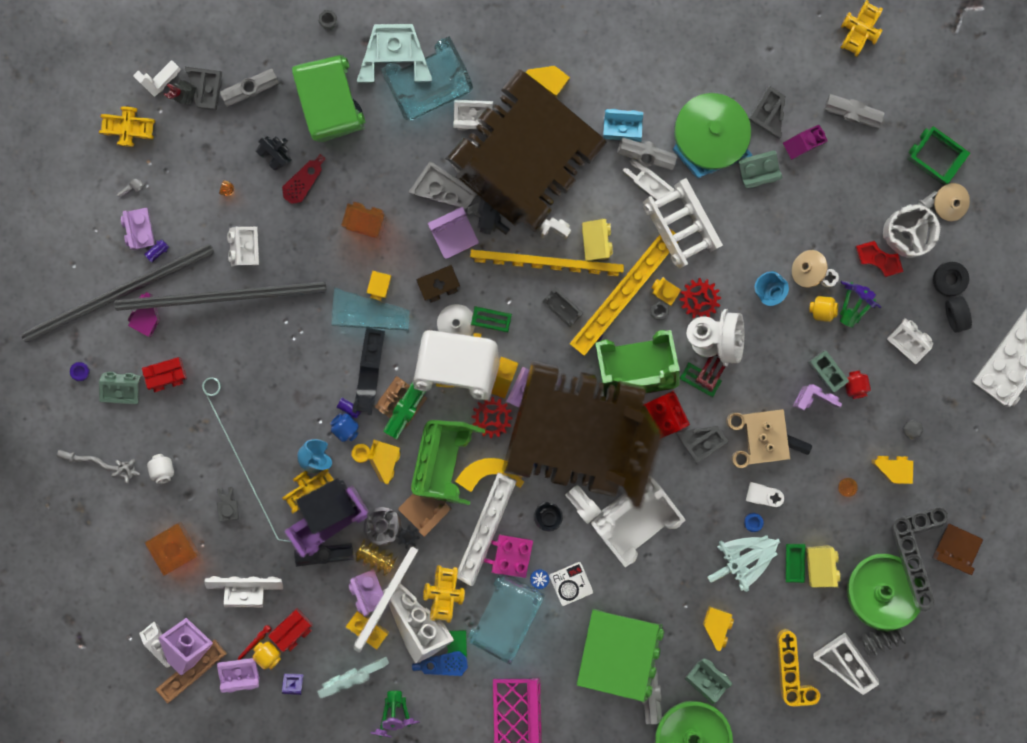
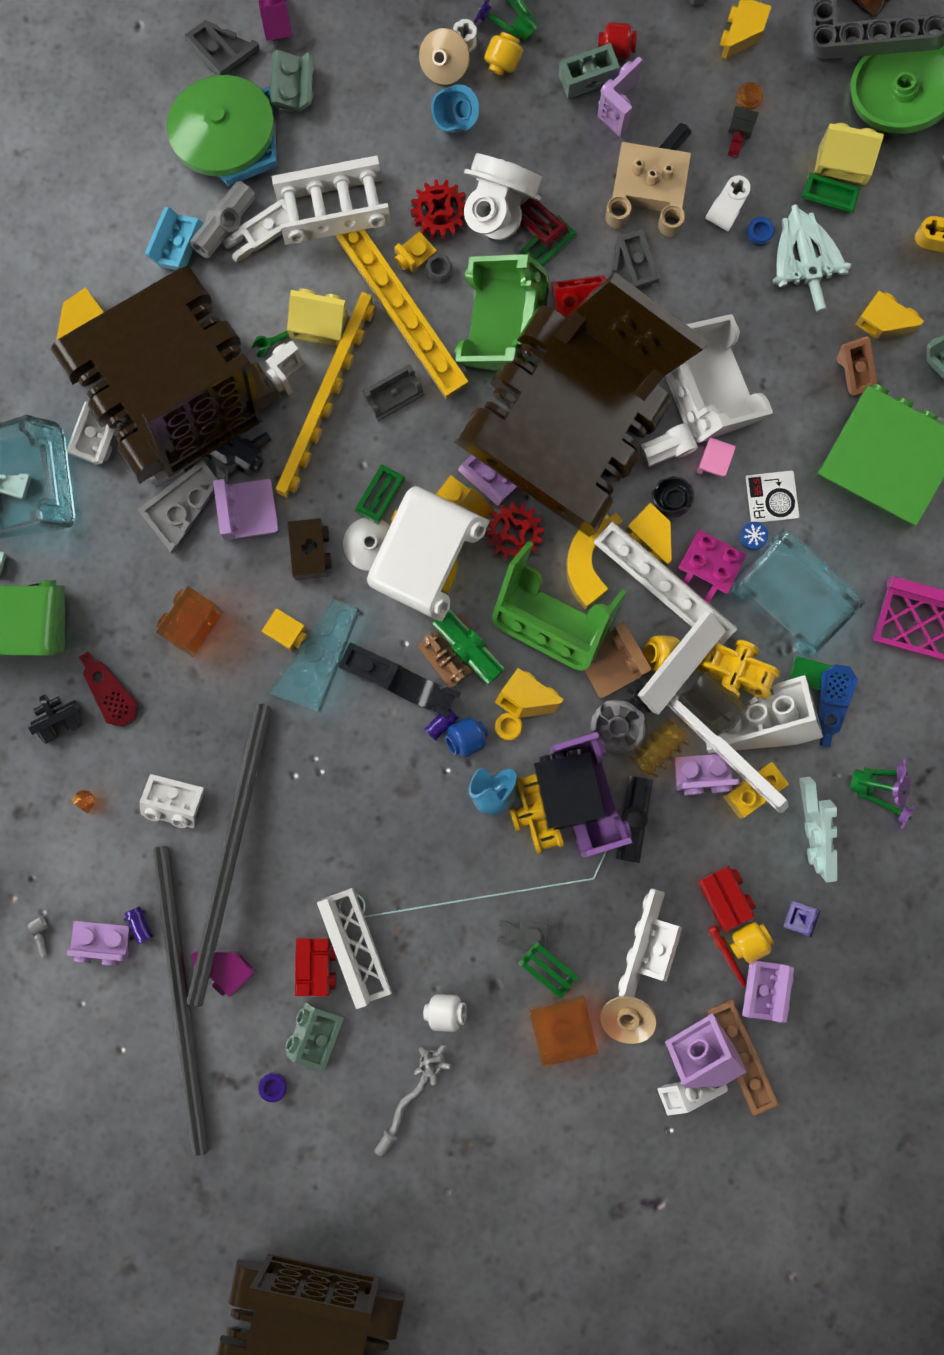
camera: 70 degrees left, 5 degrees down
(179, 391) = (344, 950): none -> white fence
(192, 589) = (628, 1020): none -> tan dish
(203, 541) = (565, 984): none -> green tile
(413, 584) = (713, 704): none -> clear smoke panel
(435, 555) = (681, 662): none -> white tile
(439, 541) = (658, 649): none -> yellow head
(520, 510) = (652, 532): none -> yellow slope
(571, 210) = (265, 343): none -> green hand
(583, 538) = (716, 457): none -> bright pink panel
(676, 616) = (858, 364): none -> nougat slope
(823, 487) = (741, 126): none -> pearl dark grey piece

